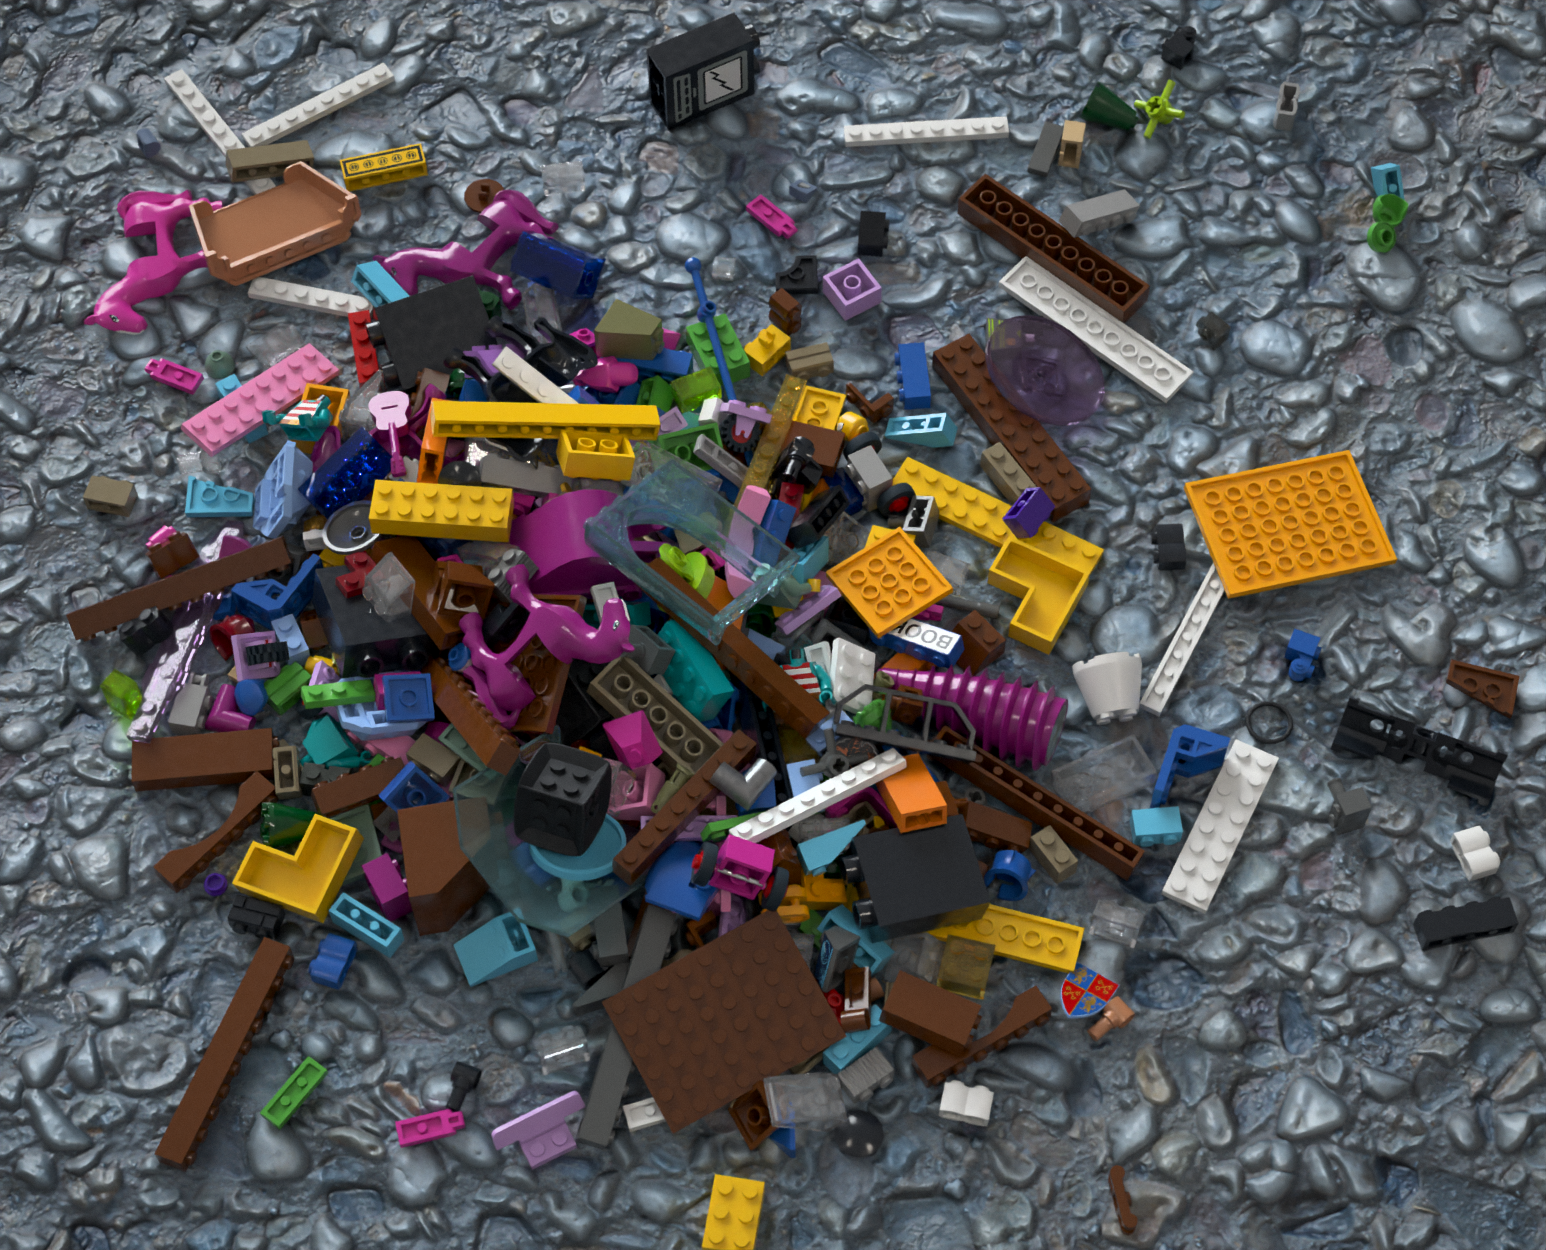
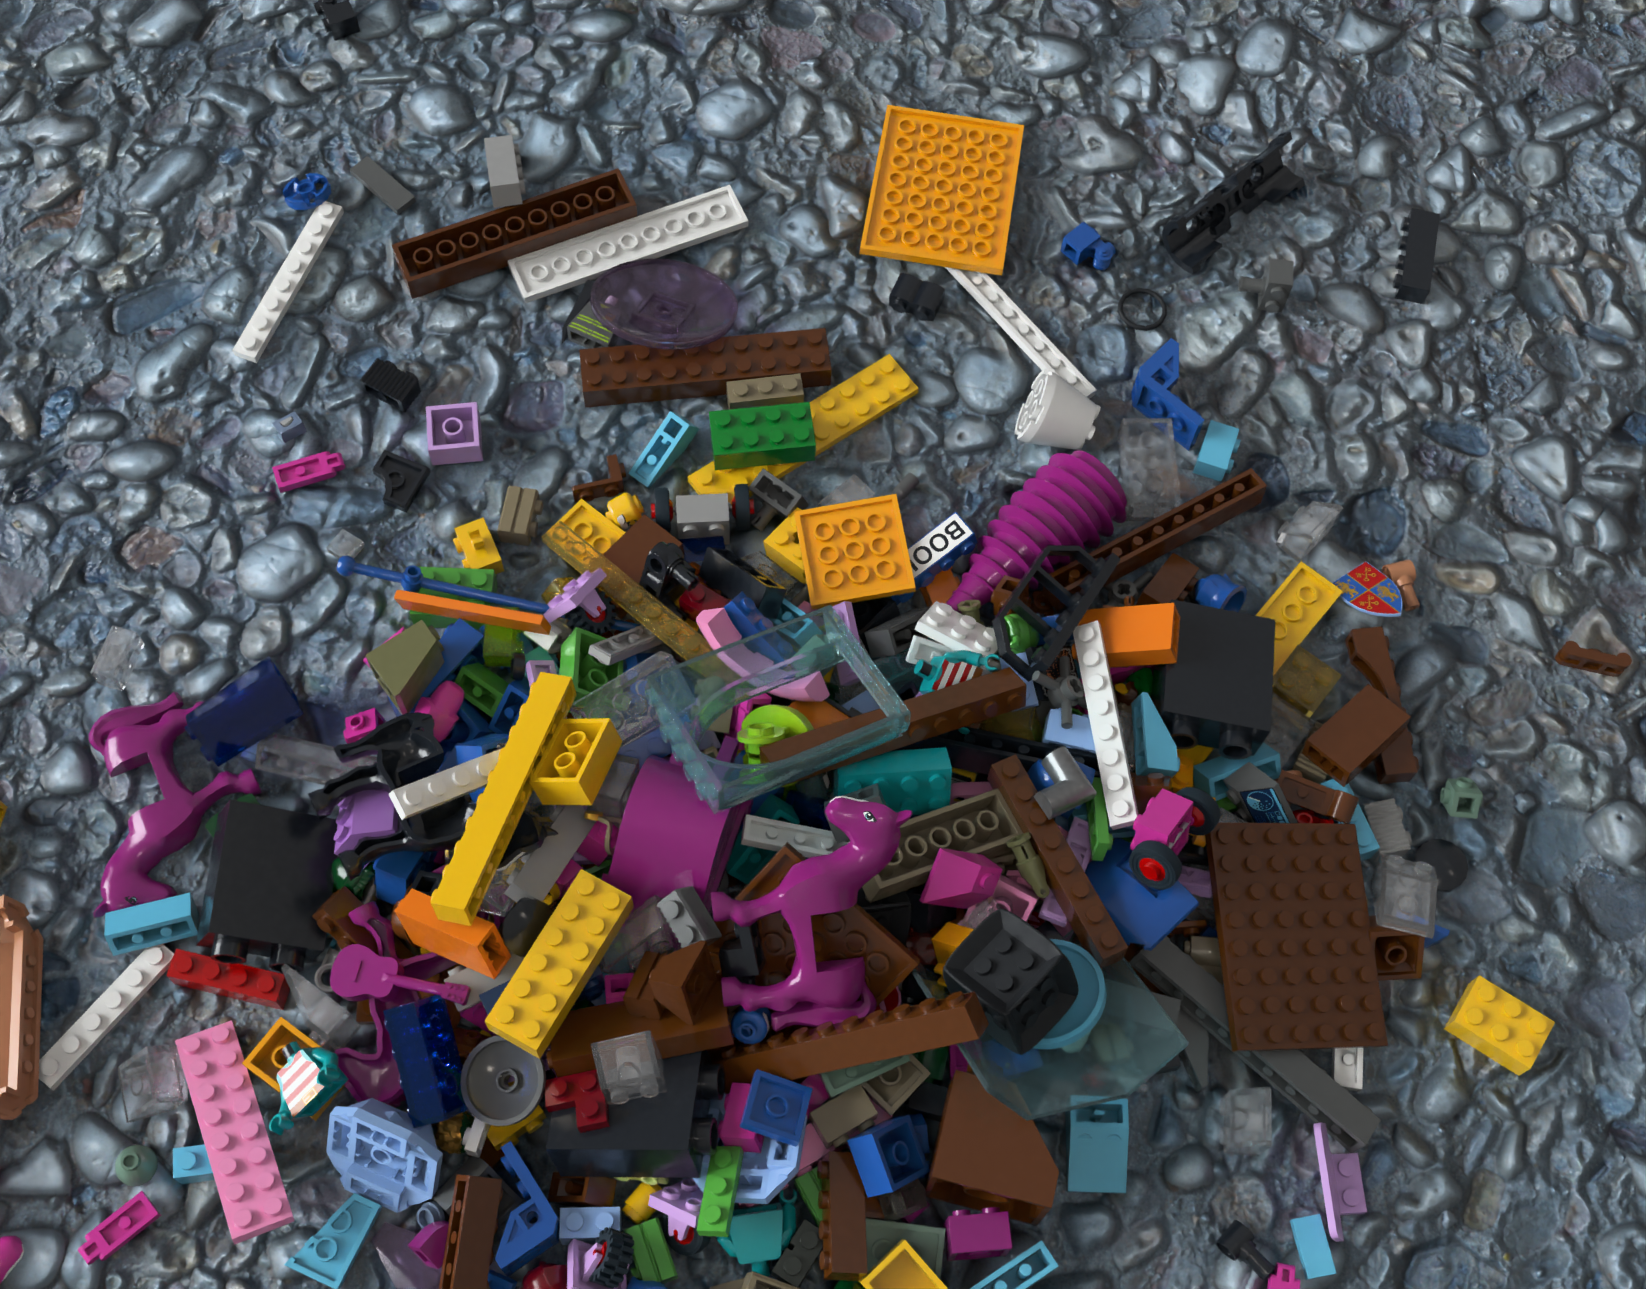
camera: 70 degrees left, 5 degrees up
(199, 462) = (268, 1249): clear piece -> none
(480, 1140) = (1313, 1247): none -> medium azure tile
(481, 194) = (77, 758): reddish brown piece -> none
(674, 402) = (517, 666): none -> black tile
(698, 358) = (473, 612): none -> orange tile
(702, 70) = (79, 445): black brick -> none
(785, 312) = (448, 507): reddish brown brick -> none
(913, 376) = (593, 426): blue brick -> none
(924, 1126) = (1461, 797): none -> sand green brick
(965, 485) = (762, 436): none -> green brick
(966, 1103) = (1446, 750): white brick -> none
(981, 643) = (938, 503): reddish brown slope -> none
(1004, 104) = (299, 193): none -> blue piece
(1028, 513) = (826, 393): dark purple brick -> none
(1047, 587) = (916, 418): yellow piece -> none
(1053, 854) = (1212, 550): dark tan brick -> none
(1072, 144) = (400, 155): tan piece -> none
(1108, 109) = (372, 108): dark green cone -> none
(1159, 109) = (413, 68): lime bar -> none
(1213, 330) = (690, 146): clear smoke brick -> none
(1220, 826) = (1239, 402): white plate -> none
(1474, 853) = (1350, 215): white brick -> none
(1485, 685) = (1184, 125): reddish brown wing -> none

